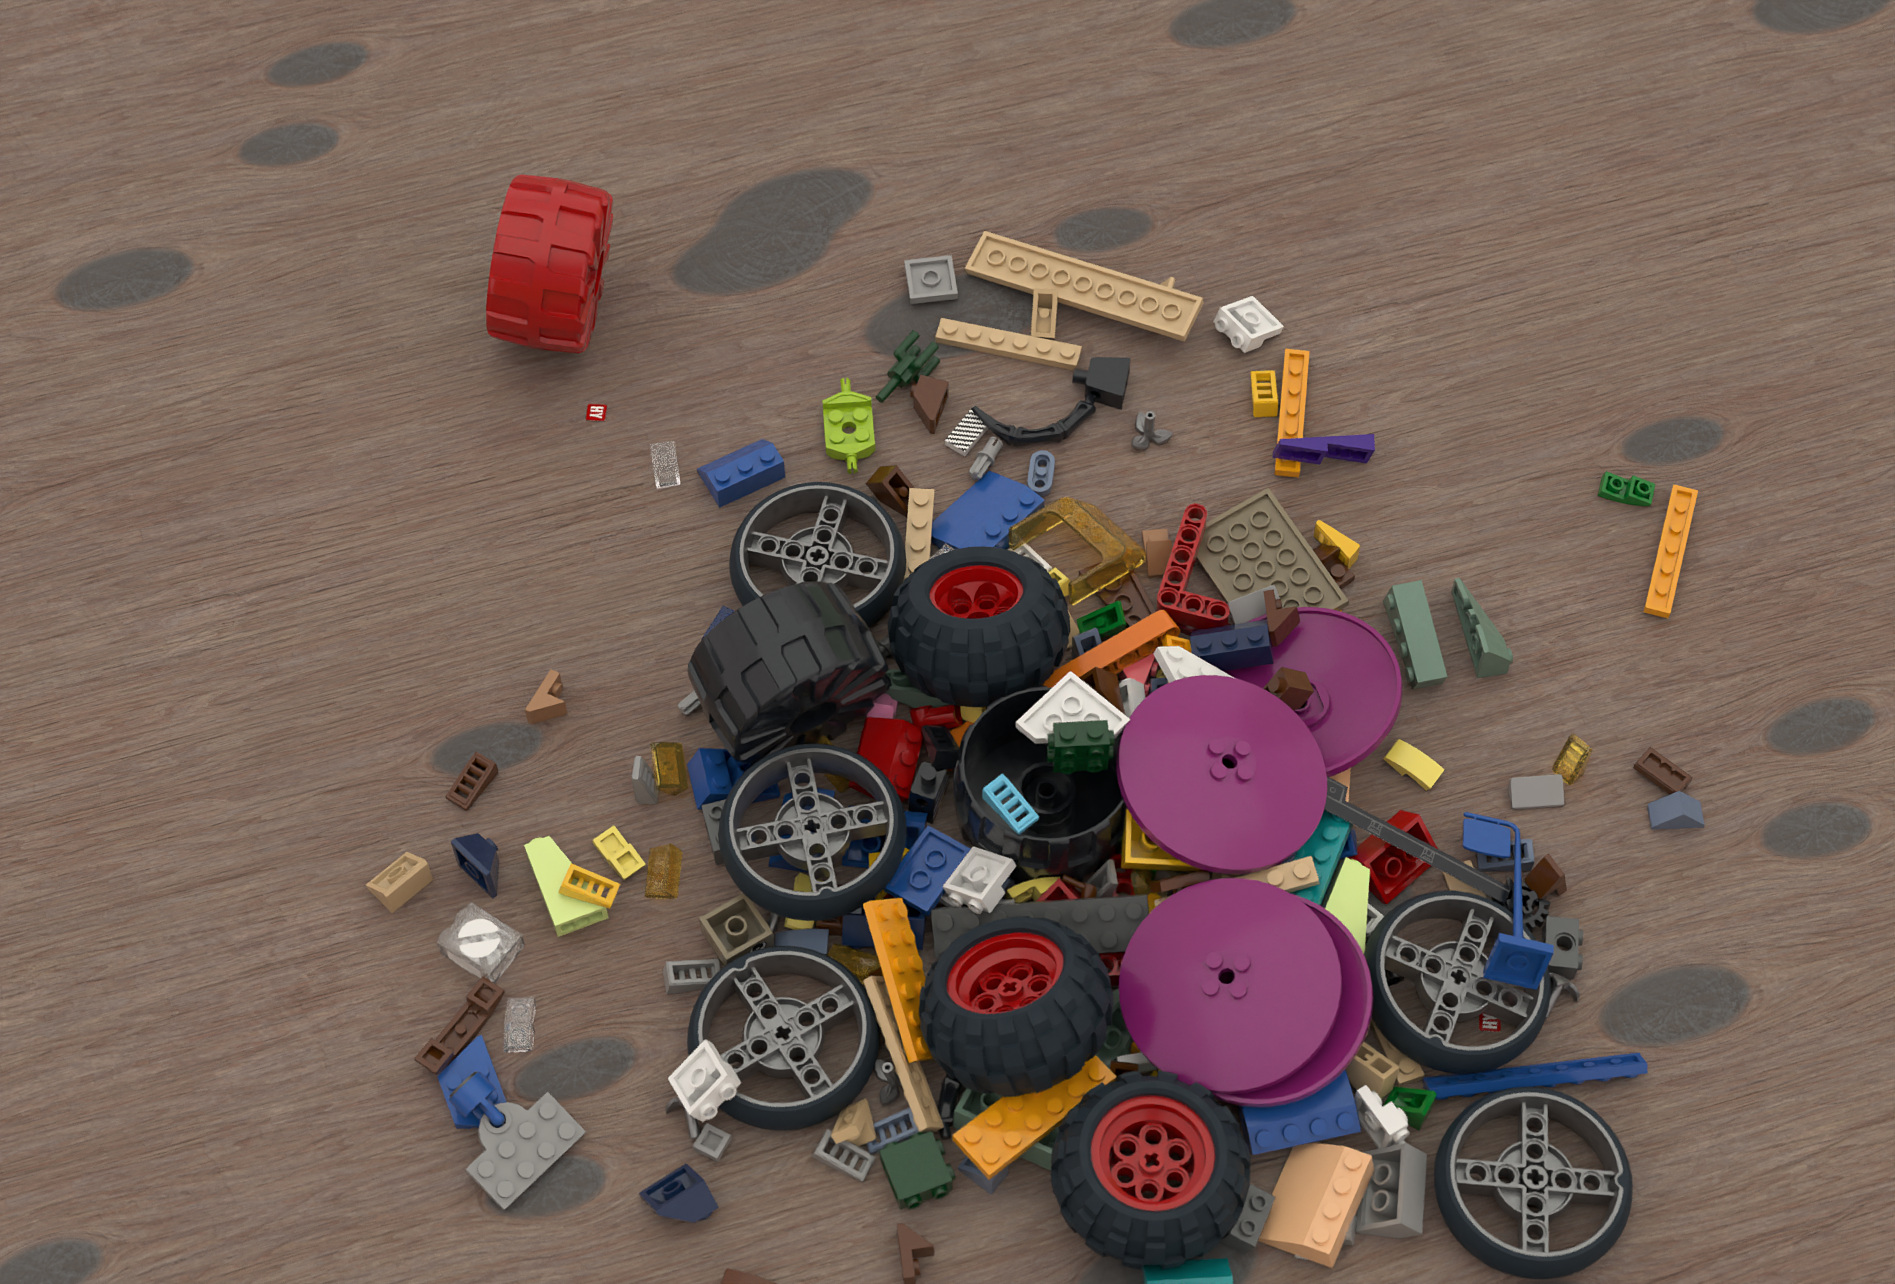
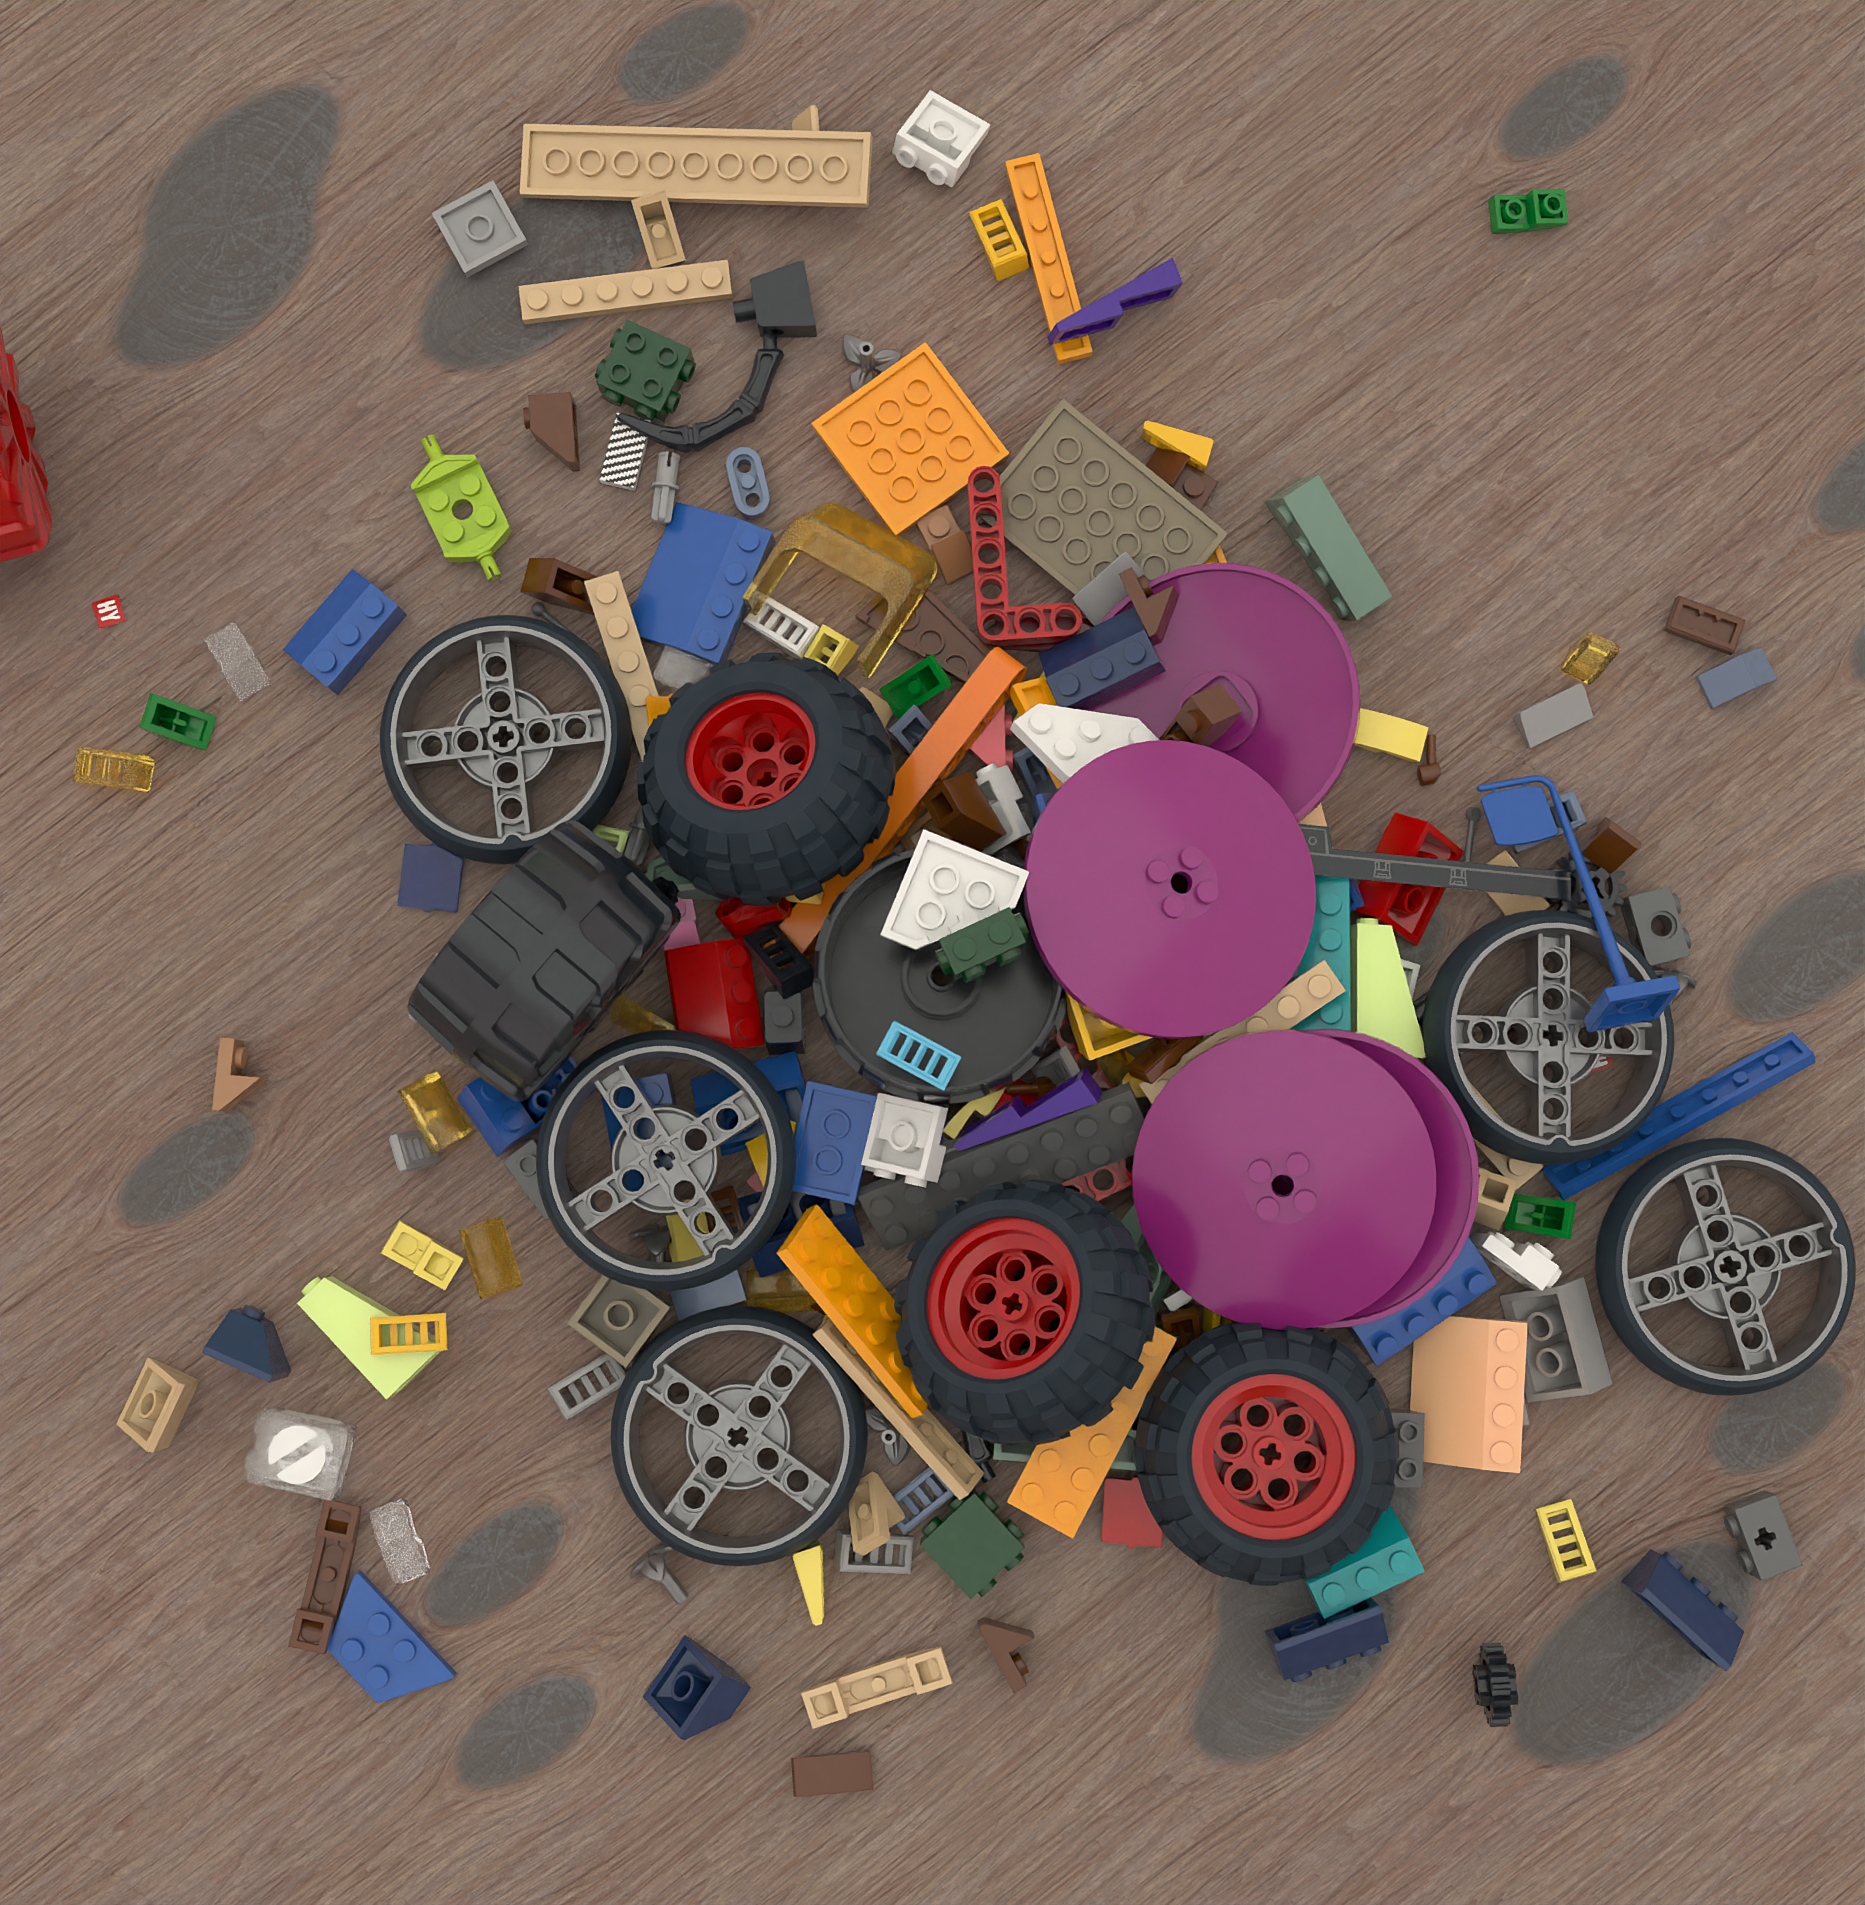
camera: 20 degrees left, 25 degrees up
(471, 768) = (203, 1220): reddish brown slope -> none
(515, 1141) = (461, 1699): light grey plate -> none
(569, 506) = (135, 775): none -> clear yellow slope
(609, 483) = (177, 722): none -> green slope
(704, 1082) = (671, 1559): white plate -> none
(712, 1142) = (706, 1600): light grey plate -> none
(794, 1148) = (810, 1573): none -> light yellow slope
(807, 1245) = (875, 1685): none -> tan slope
(908, 365) = (504, 384): dark green plant -> none
(1001, 389) = (644, 371): none -> dark green brick
(1035, 1197) = (1127, 1515): none -> red piece
(1103, 885) = (1014, 1115): none -> dark purple slope
(1156, 482) = (909, 439): none -> light orange plate
(1435, 797) = (1431, 771): none -> reddish brown hand
(1456, 835) = (1472, 814): none -> dark grey hinge
(1483, 639) = (1416, 517): sand green wedge -> none
(1670, 551) = (1615, 286): light orange plate -> none

